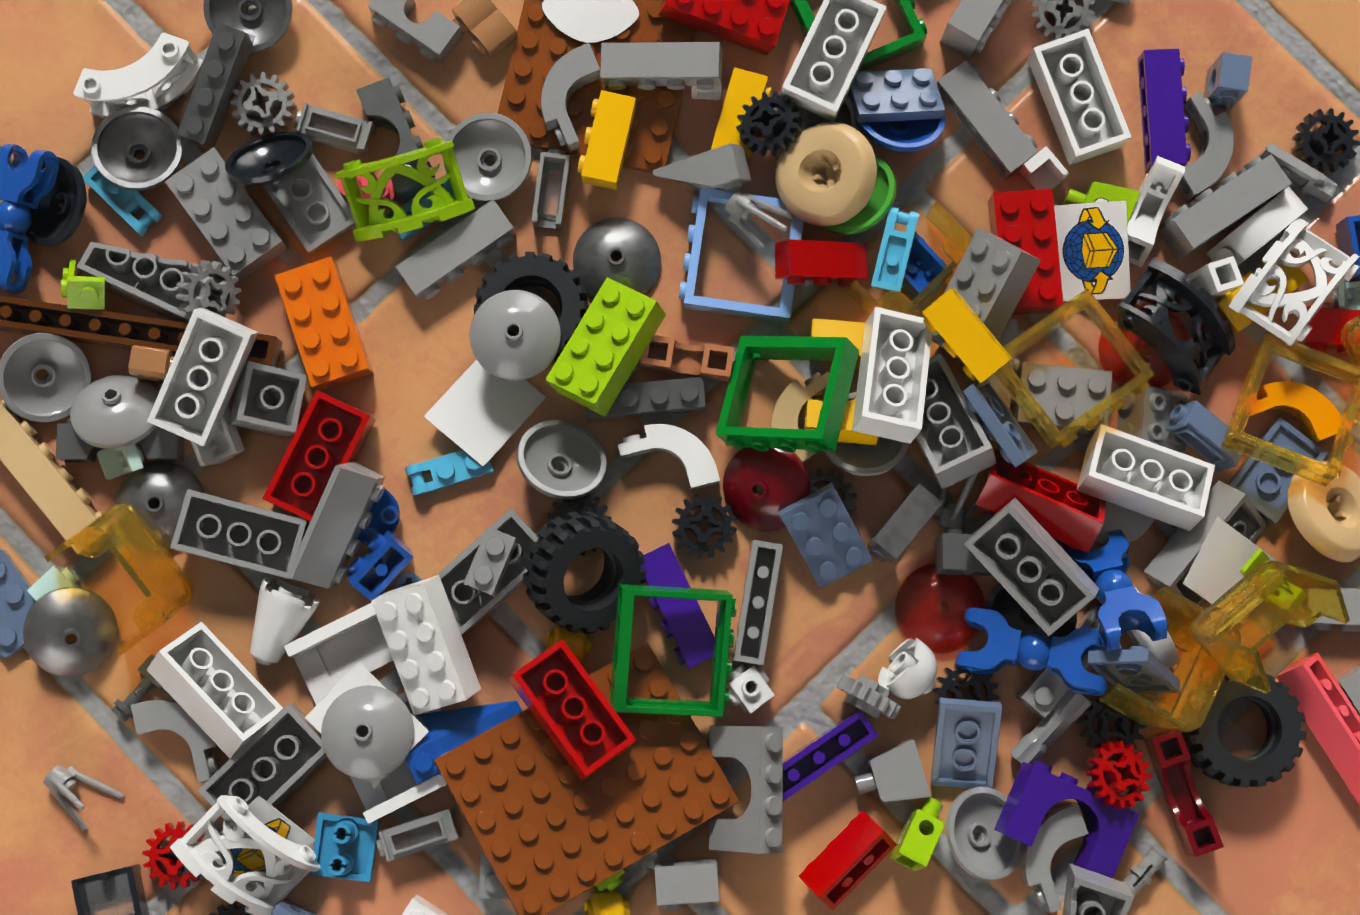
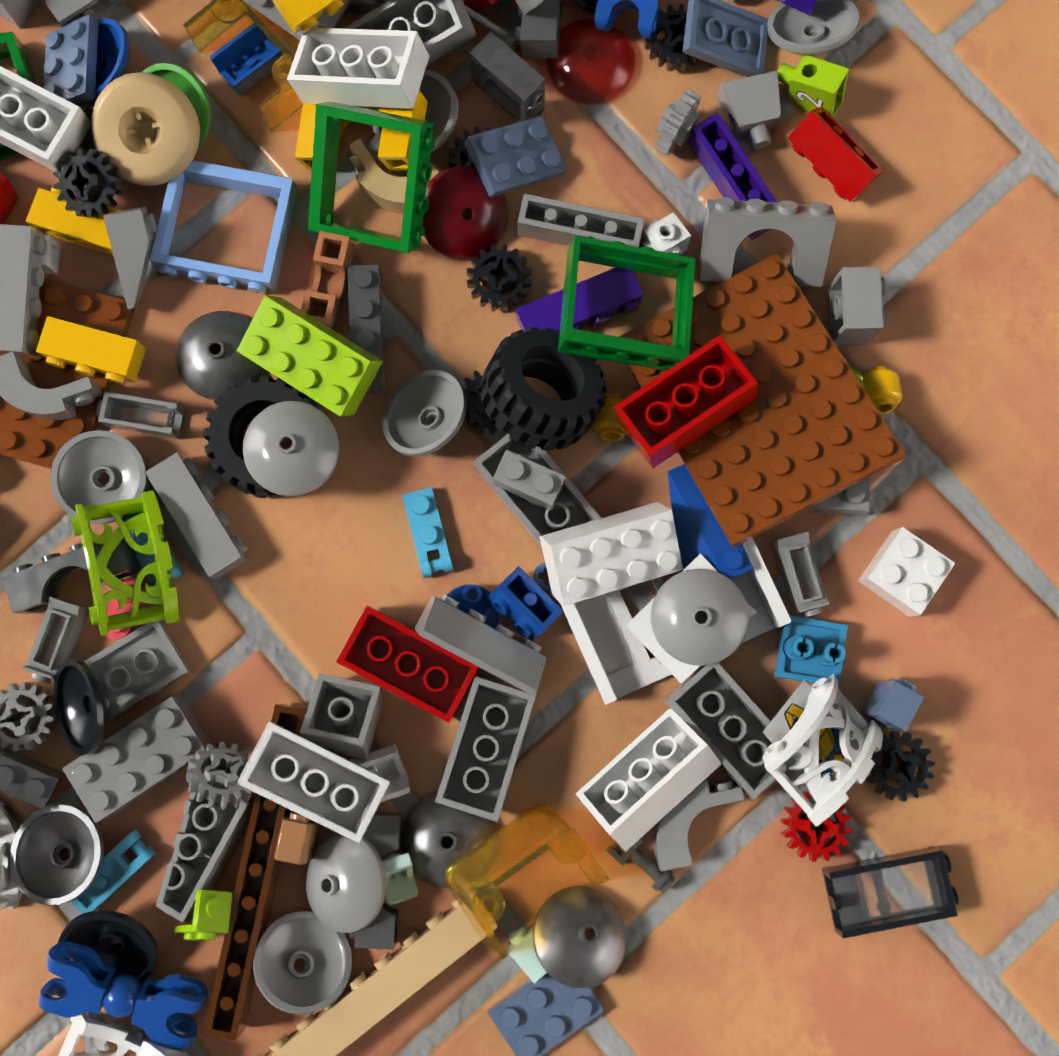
camera: 85 degrees left, 0 degrees up
(62, 783) = (738, 949): light grey plant -> none
(279, 618) = (575, 711): white cone -> none
(323, 324) = (265, 656): orange brick -> none
(483, 411) = (367, 494): white sticker -> none
(681, 444) = (420, 290): white arch -> none
(744, 205) = (172, 215): light grey plant -> none
(820, 262) = (236, 144): red brick -> none
(894, 251) = (231, 70): medium azure plate -> none
(911, 670) = (651, 85): white cylinder -> none

